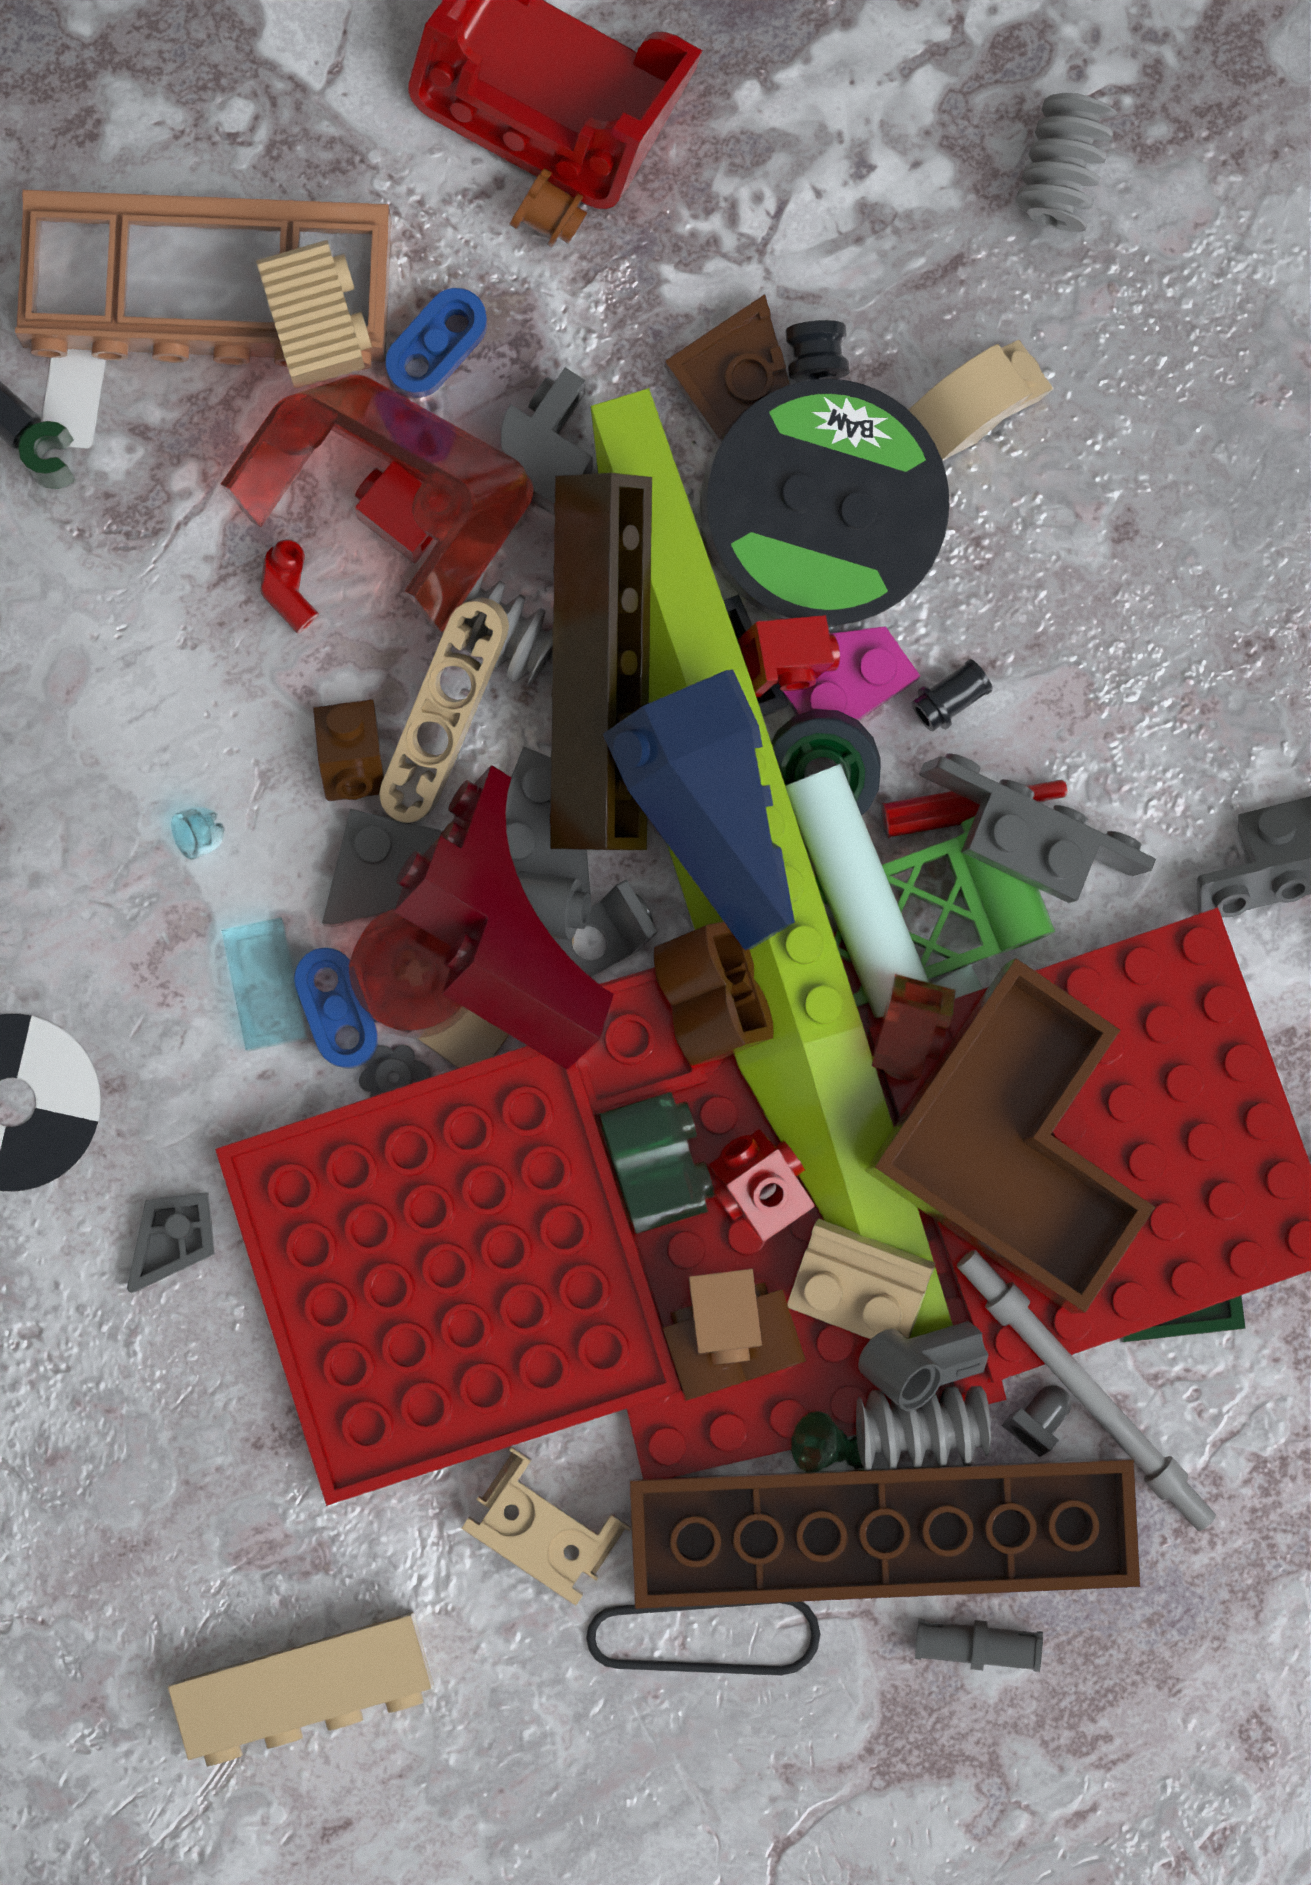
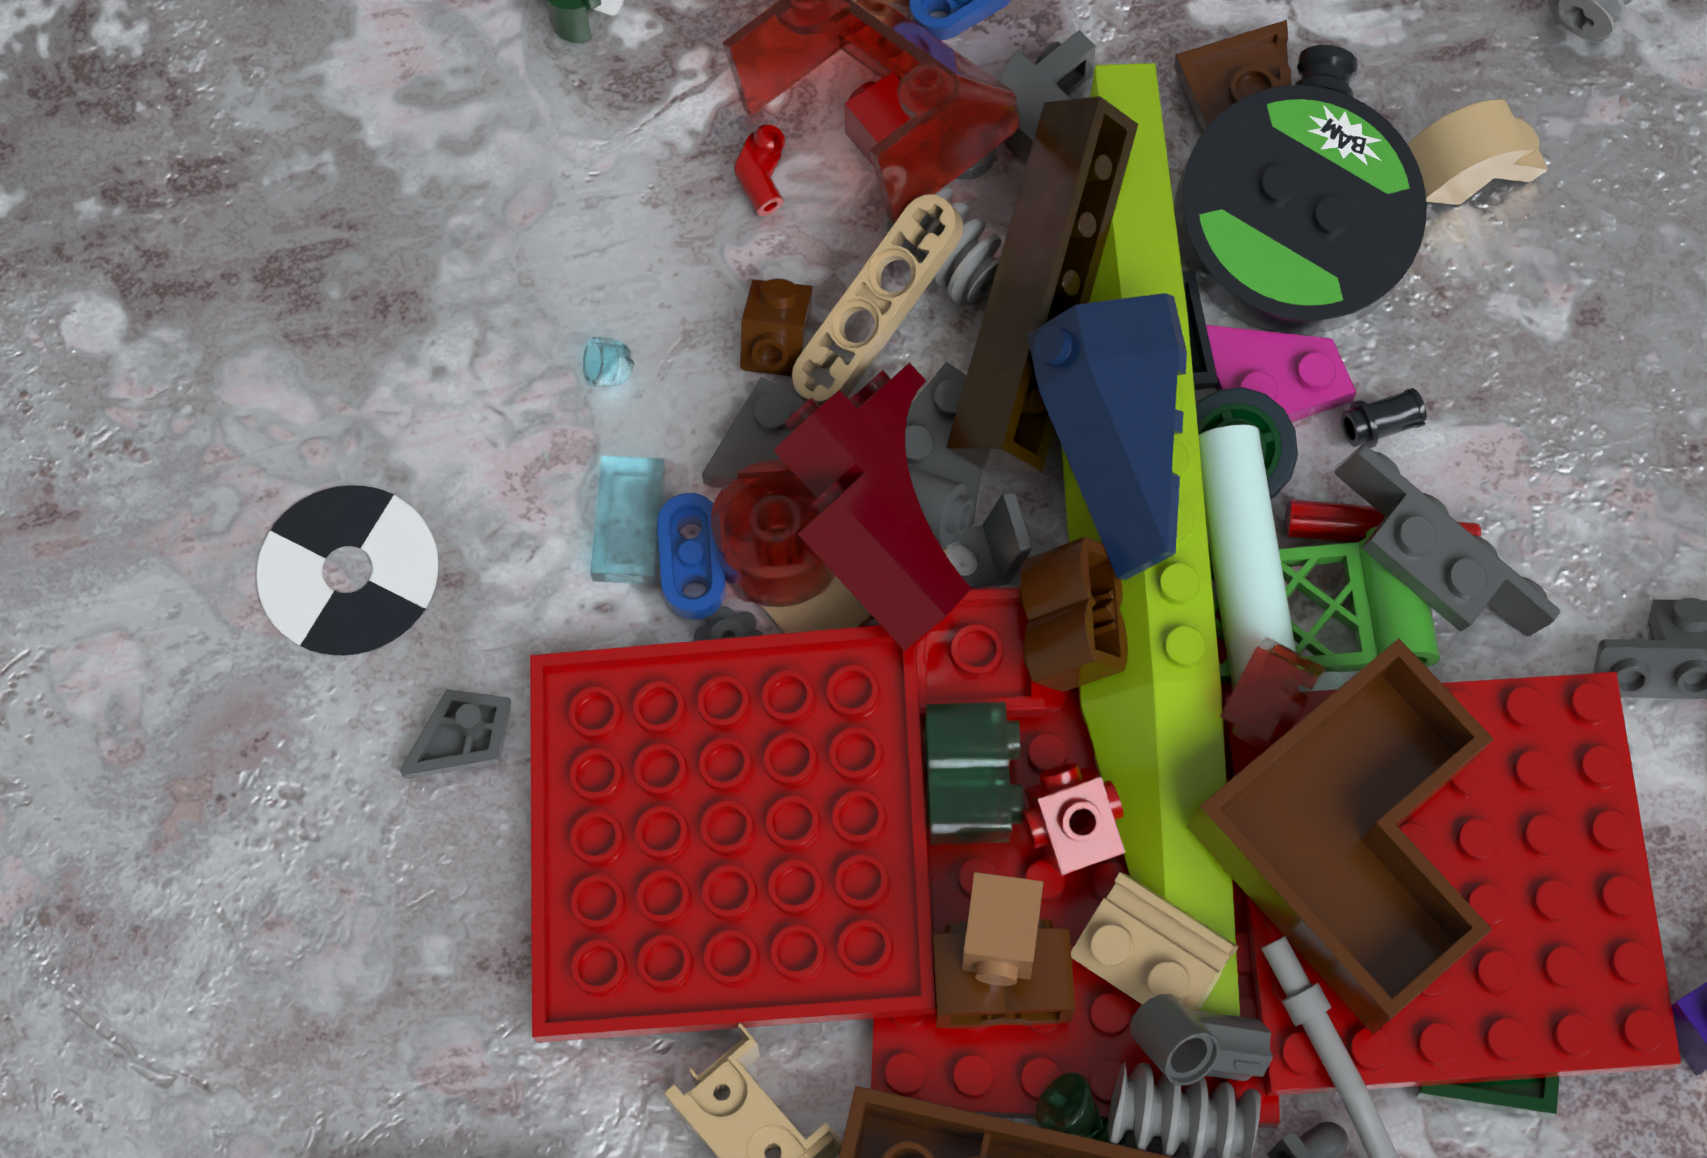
camera: 25 degrees right, 15 degrees down
(789, 653) = (1233, 325): red brick -> none

